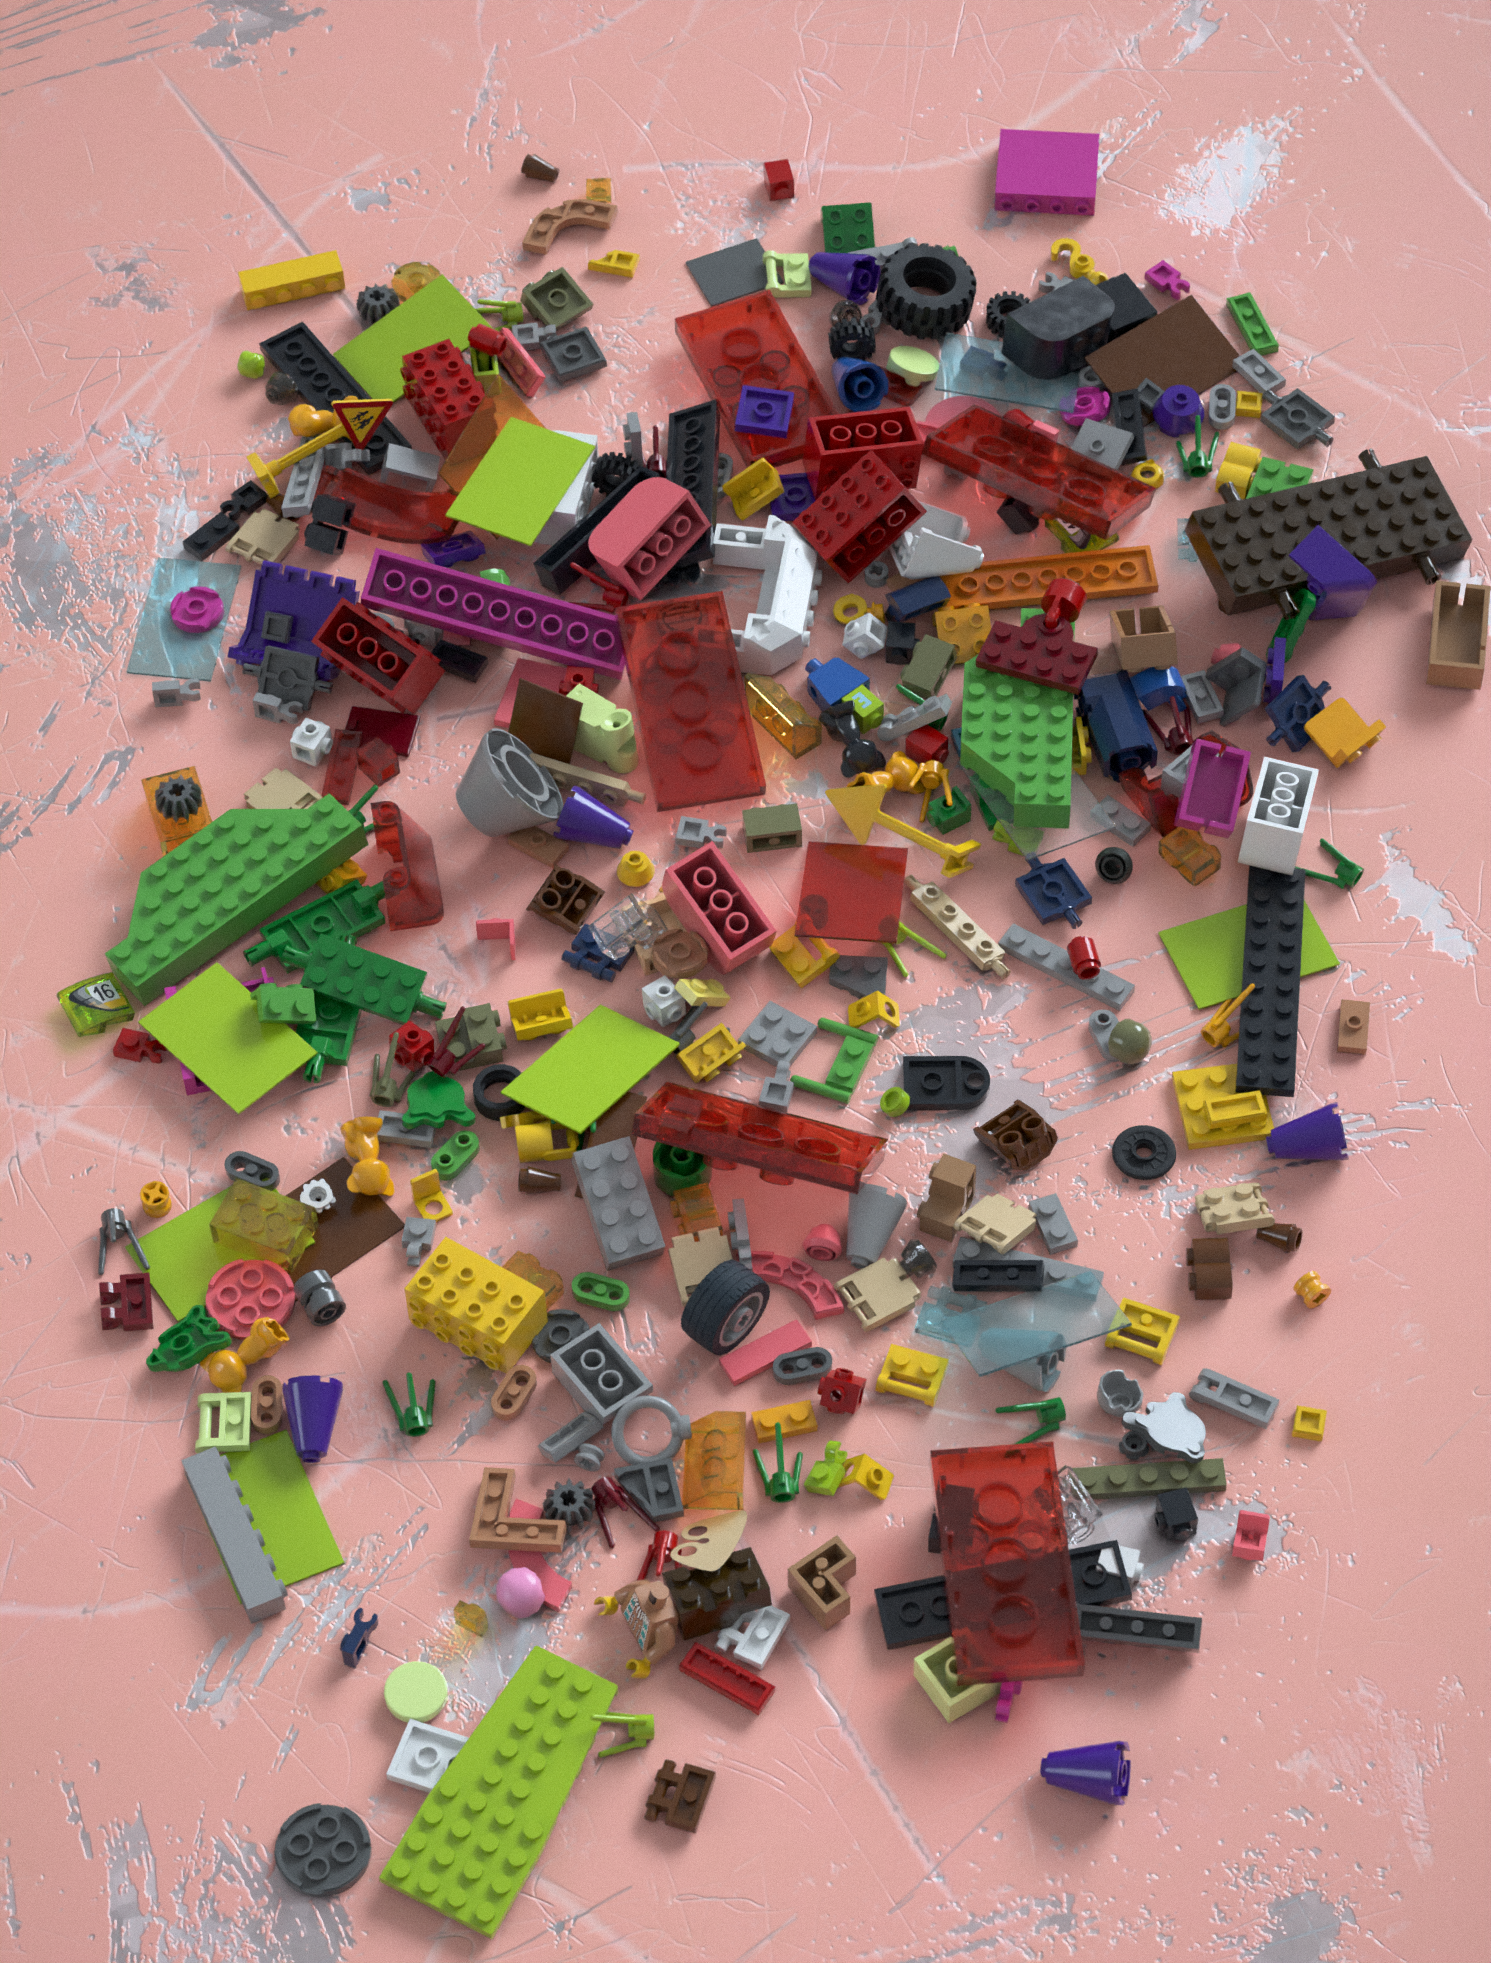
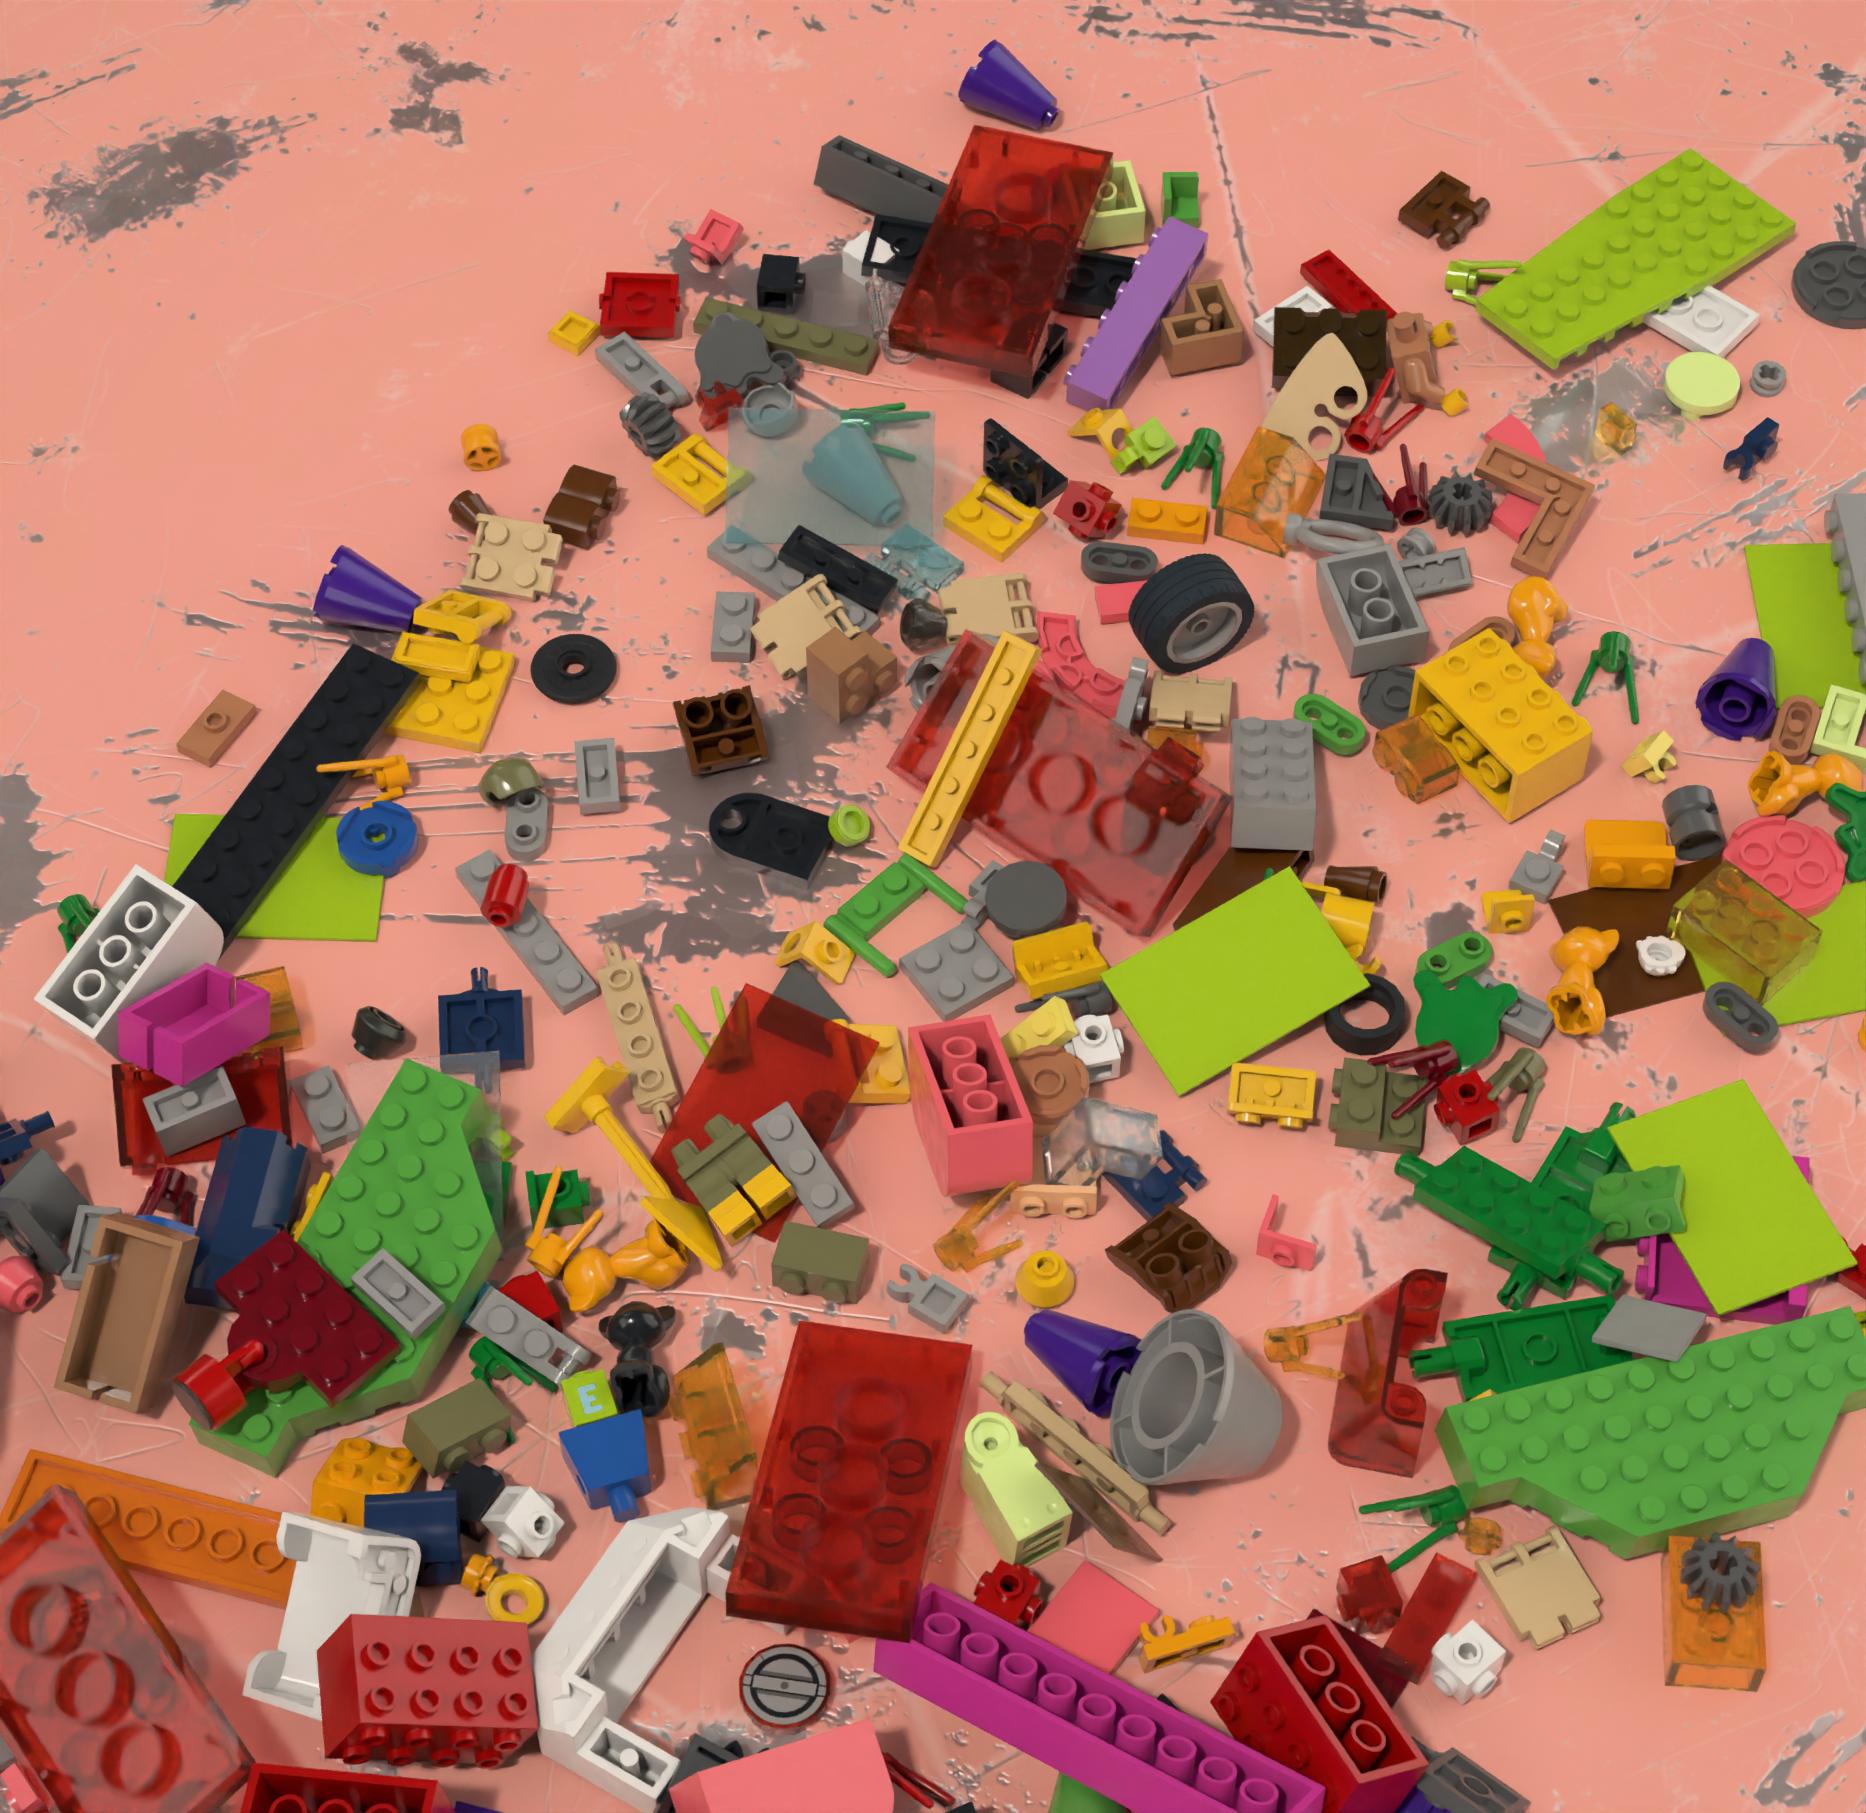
camera: 160 degrees left, 0 degrees up
(256, 929) = (1649, 1328): none -> light grey piece
(272, 708) = (1508, 1759): light grey plate -> none
(359, 1260) = (1628, 854): none -> light orange bracket
(364, 1713) = (1768, 370): none -> light grey bush
(366, 1344) = (1648, 755): none -> light yellow tile
(471, 704) = (1201, 1638): none -> light orange plate
(474, 874) = (1289, 1343): none -> clear yellow plant
(482, 1415) = (1534, 610): none -> light orange animal
(520, 1592) = (1551, 433): bright pink hair -> none
(749, 1076) = (1026, 898): none -> dark grey tile
(809, 869) = (803, 1165): none -> light grey plate
(826, 1128) = (970, 749): none -> yellow plate
(846, 846) = (724, 1166): none -> olive hips
(879, 1567) = (1137, 315): none -> medium lavender brick
(900, 1717) = (1180, 197): none -> bright green panel
(909, 1411) = (1019, 468): none -> black bracket
(991, 681) = (398, 1293): none -> light grey plate
(1080, 1077) = (597, 776): none -> light grey plate
(1157, 1383) = (716, 410): none -> clear red tile
(1194, 1000) = (383, 856): none -> blue plate
(1197, 1341) = (650, 425): none -> dark grey gear
(1248, 1146) = (455, 611): none -> yellow plate
(1272, 1459) = (639, 304): none -> red plate

